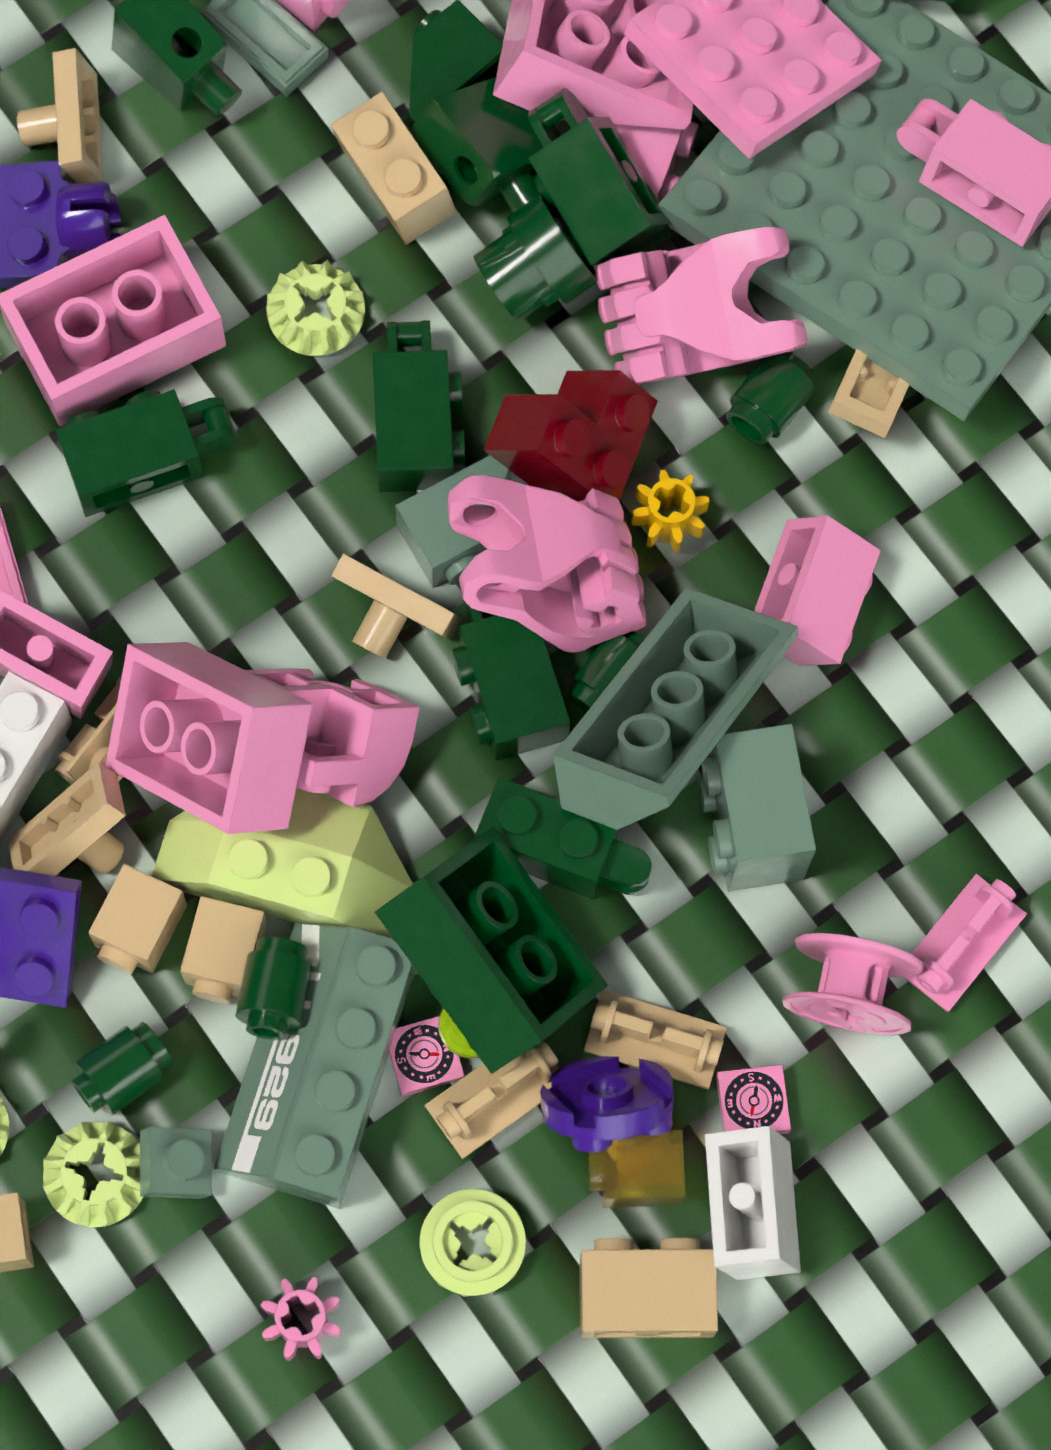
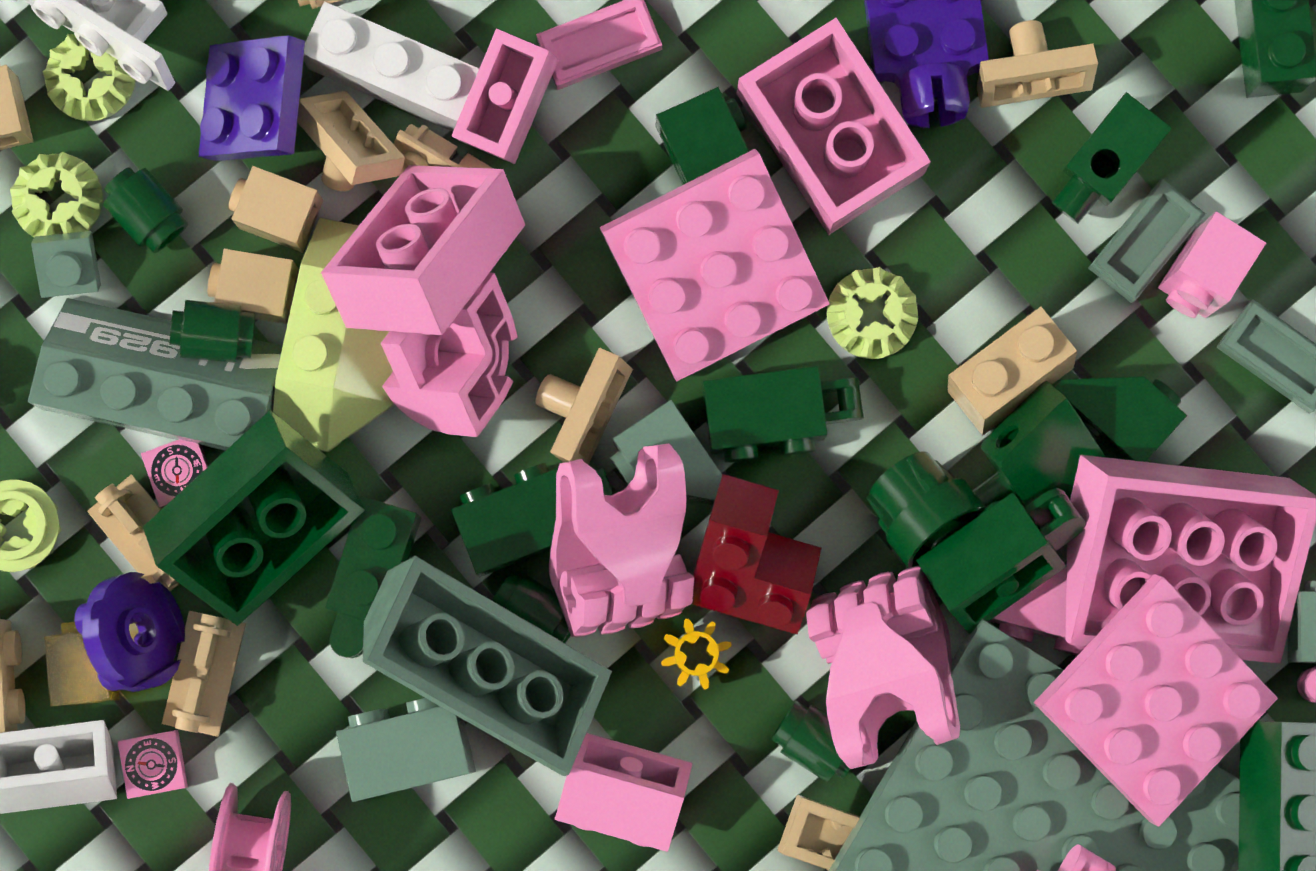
camera: 85 degrees right, 10 degrees up
(251, 451) = (715, 265): none -> bright pink plate

